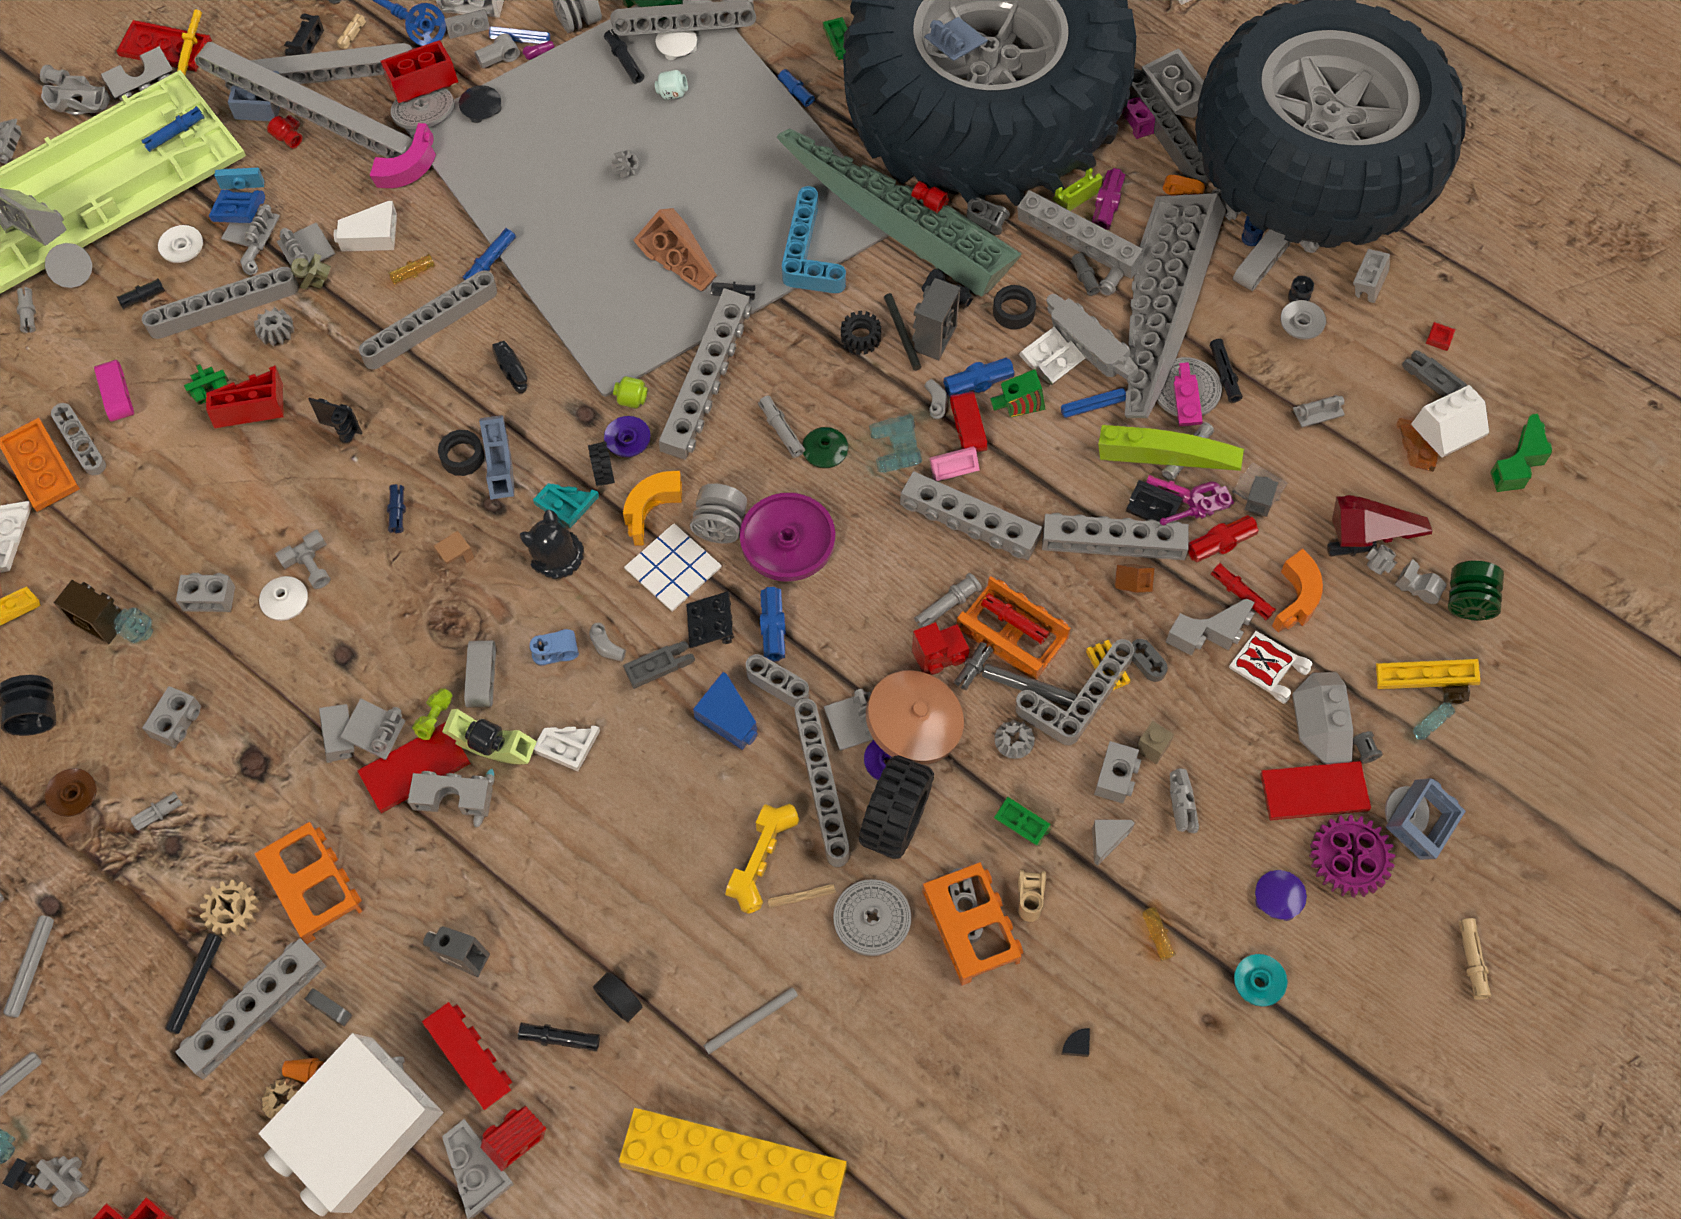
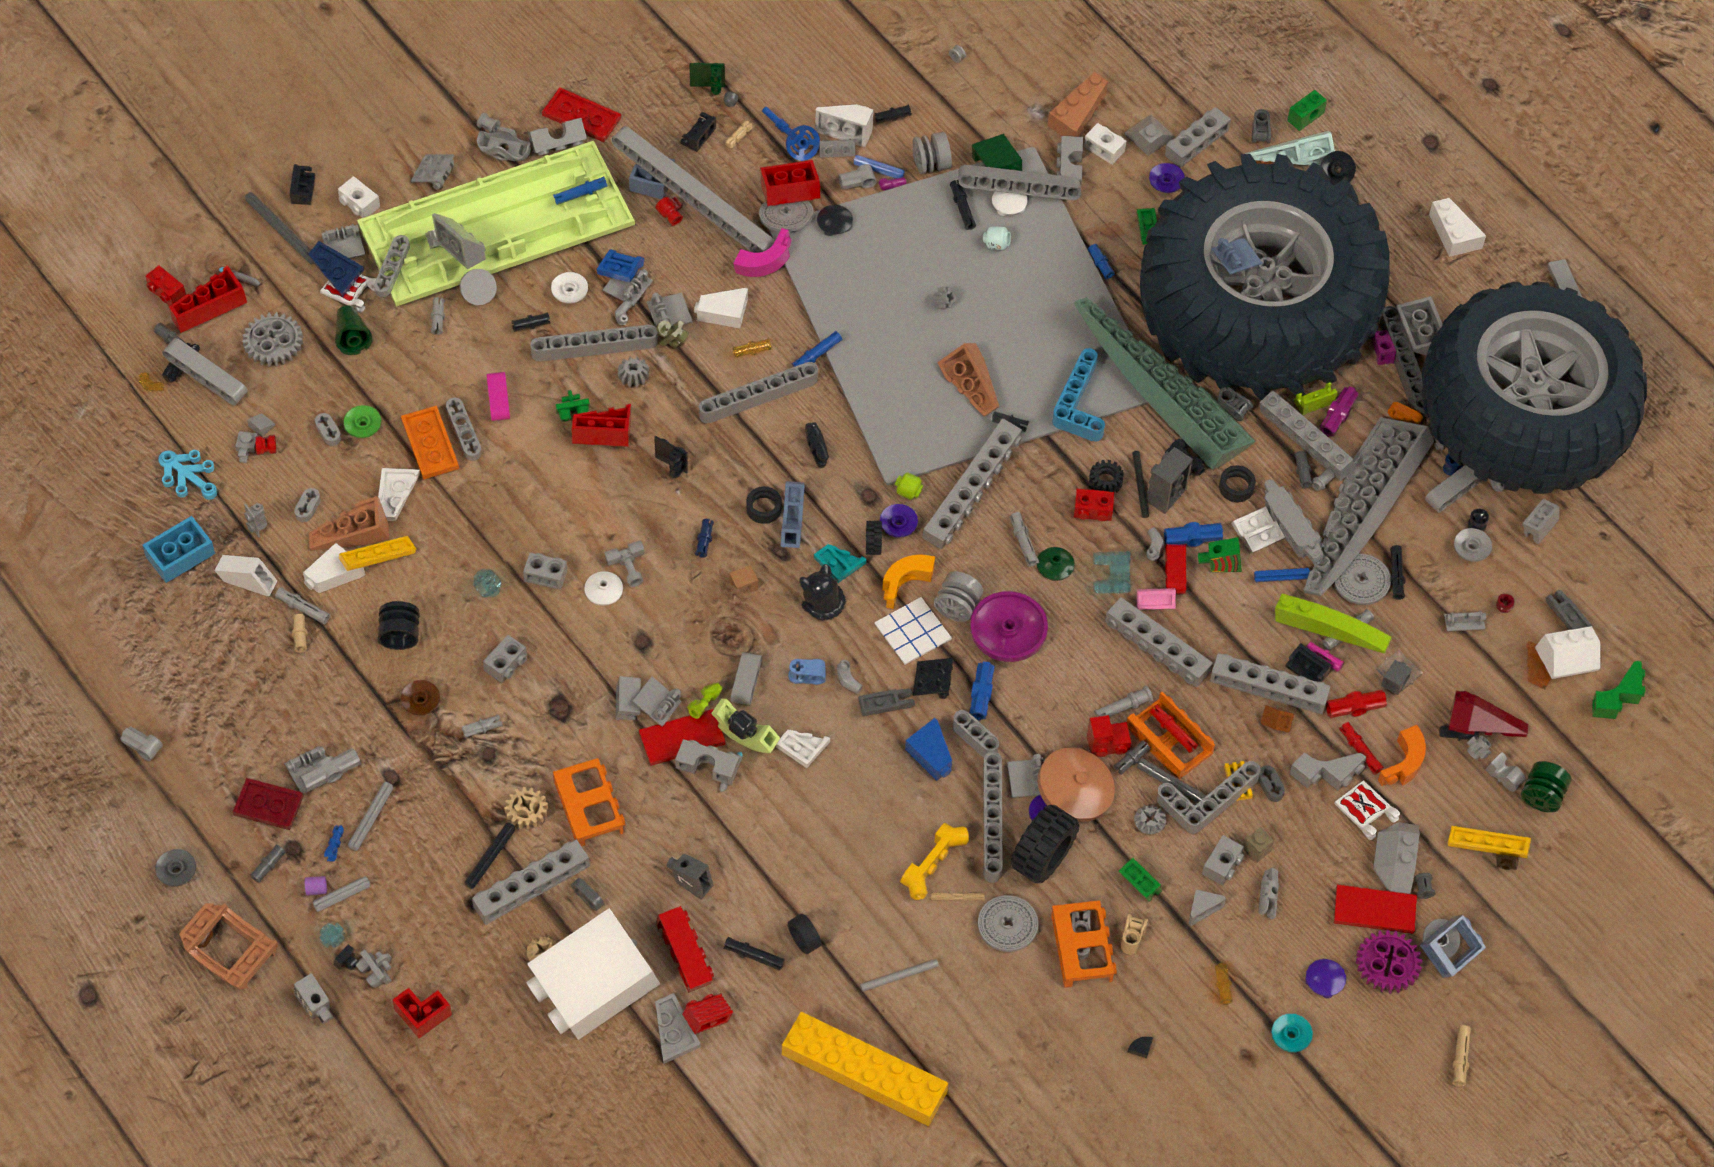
camera: 10 degrees right, 5 degrees down
(89, 610) = (456, 565): dark brown brick -> none
(189, 39) = (604, 115): yellow sword -> none
(239, 178) = (626, 242): dark azure plate -> none
(301, 1069) = (559, 932): orange cone -> none
(332, 64) = (718, 161): light grey beam -> none
(854, 367) = (1093, 504): none -> red brick
(932, 197) = (1191, 380): red piece -> none
(1187, 397) = (1358, 587): dark pink hinge -> none
(1202, 506) = (1347, 675): magenta piece -> none
(1362, 375) = (1500, 605): none -> dark red bush
(1433, 721) = (1484, 878): clear light blue axle -> none
(1440, 336) = (1584, 583): red tile -> none

